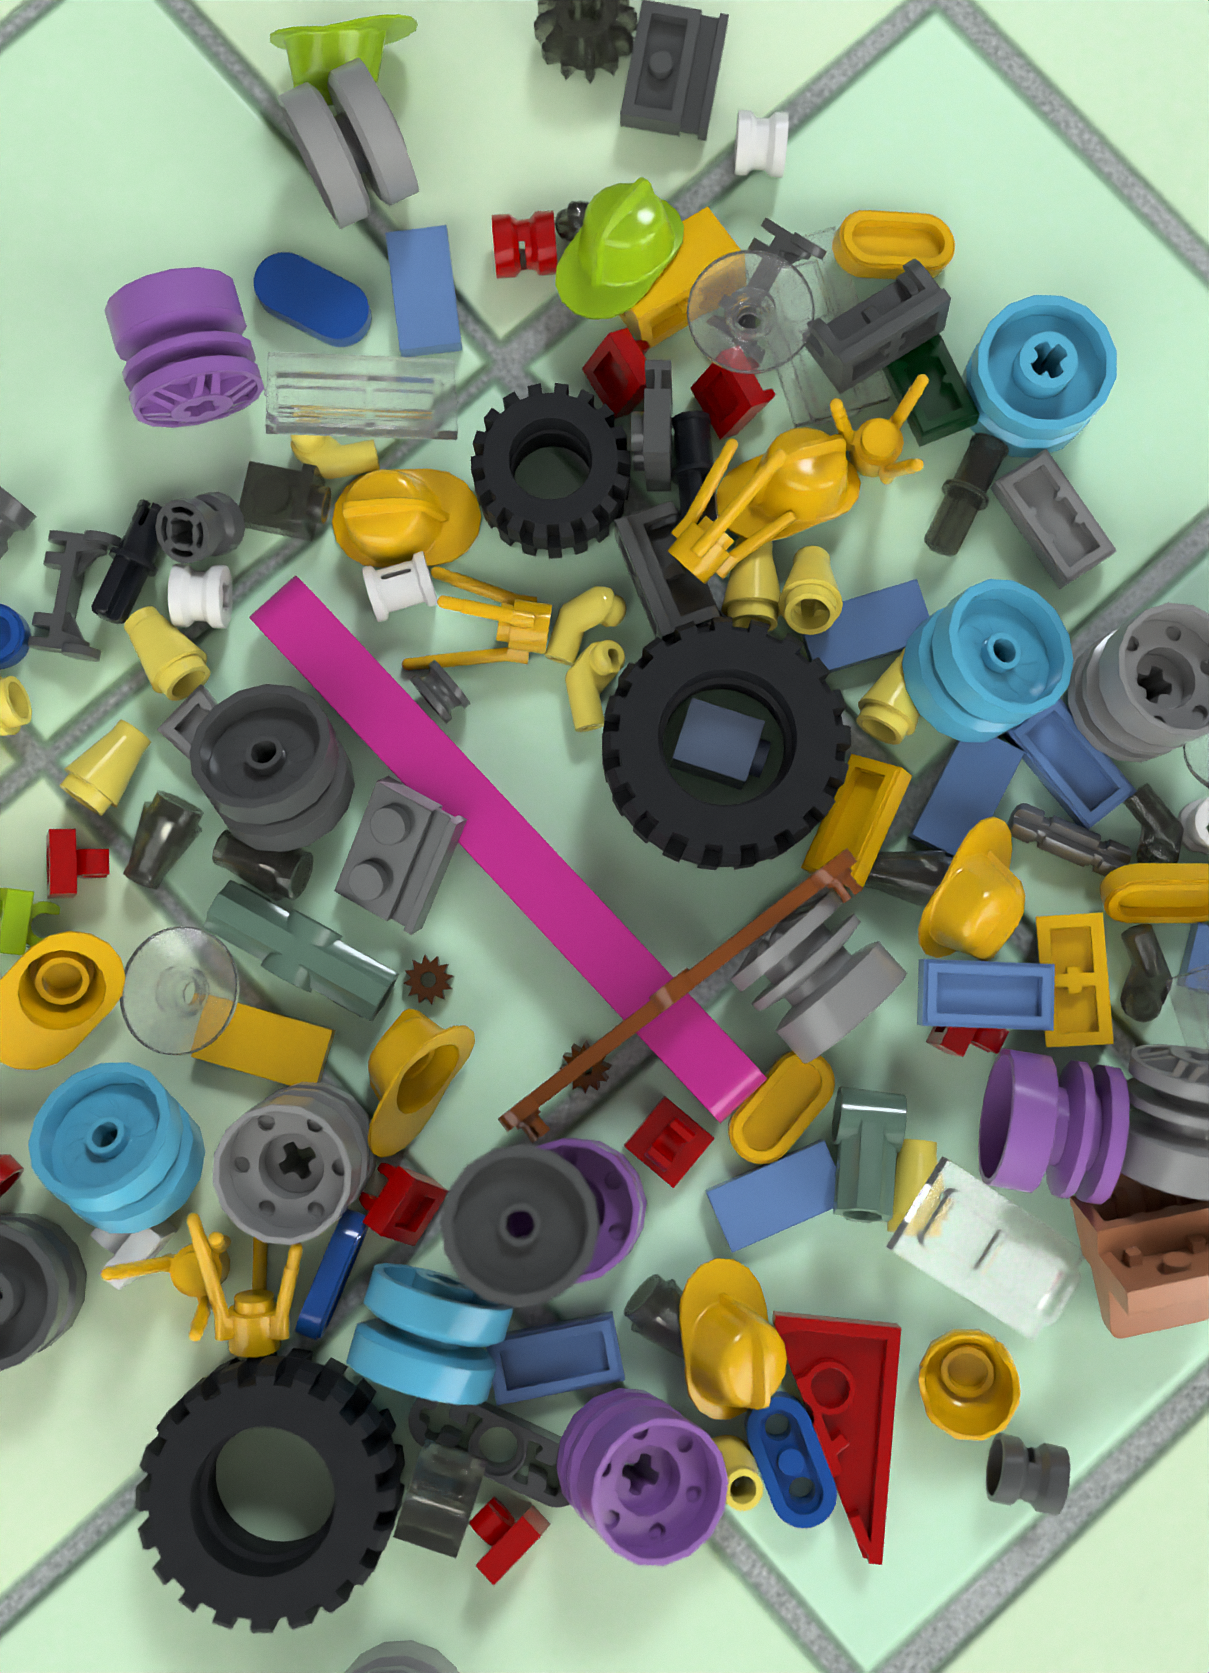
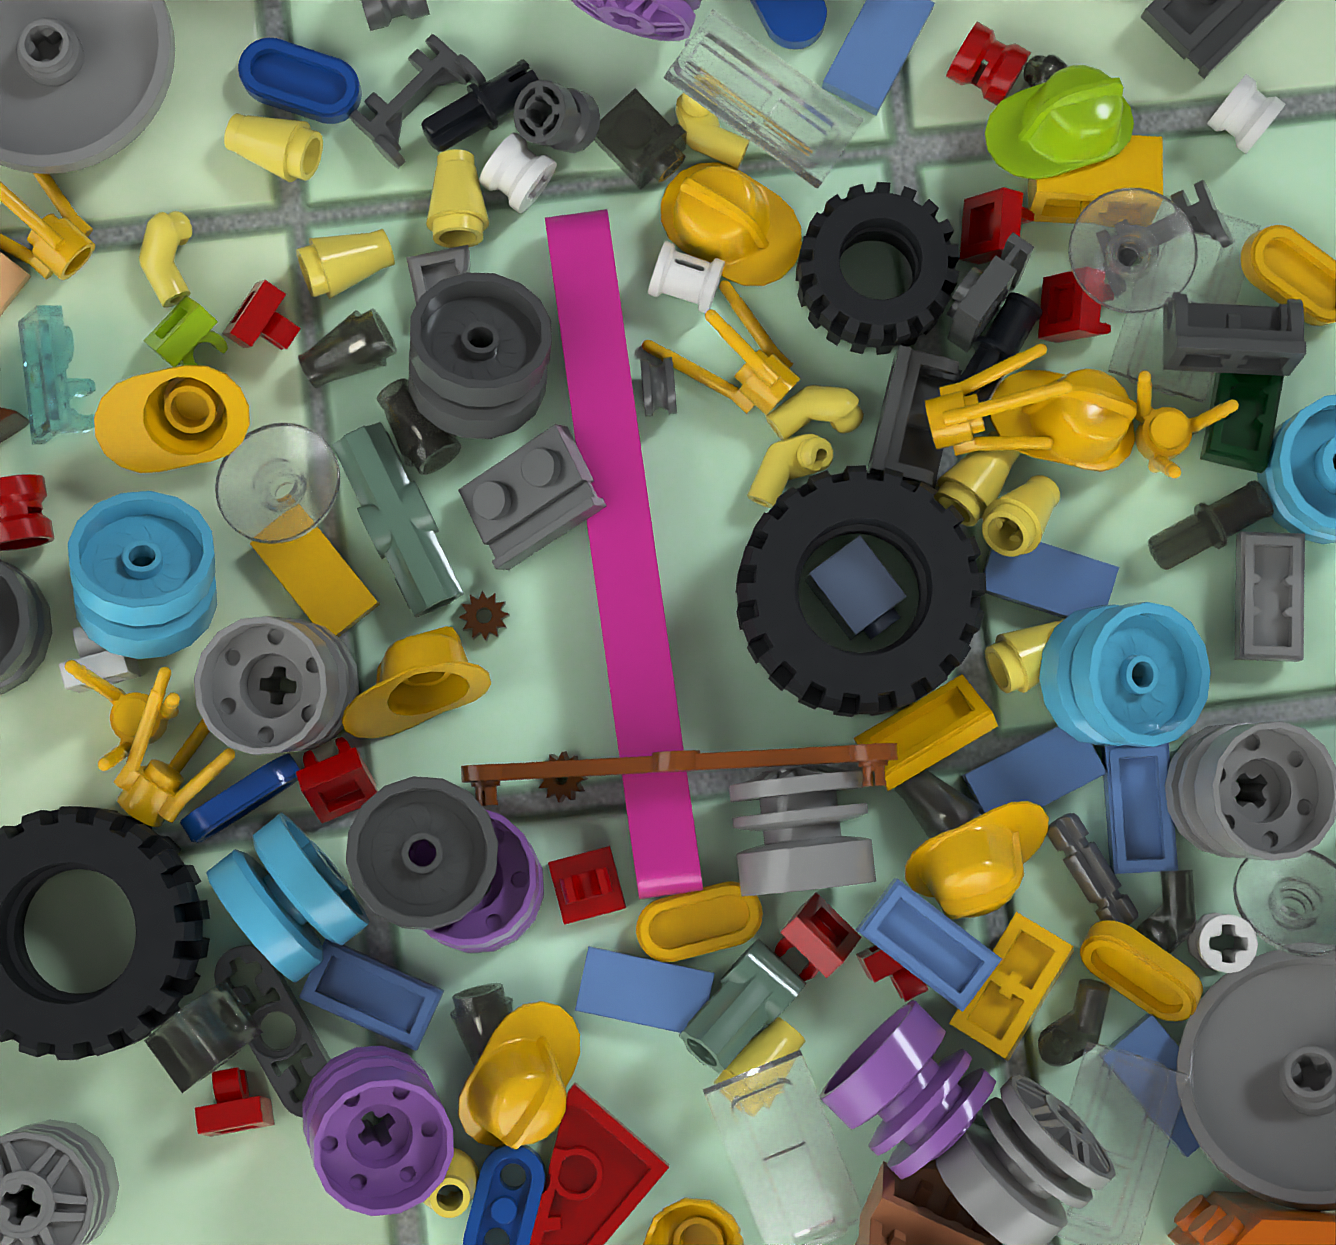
camera: 30 degrees right, 0 degrees up
(890, 1050) = (820, 936): none -> red tile

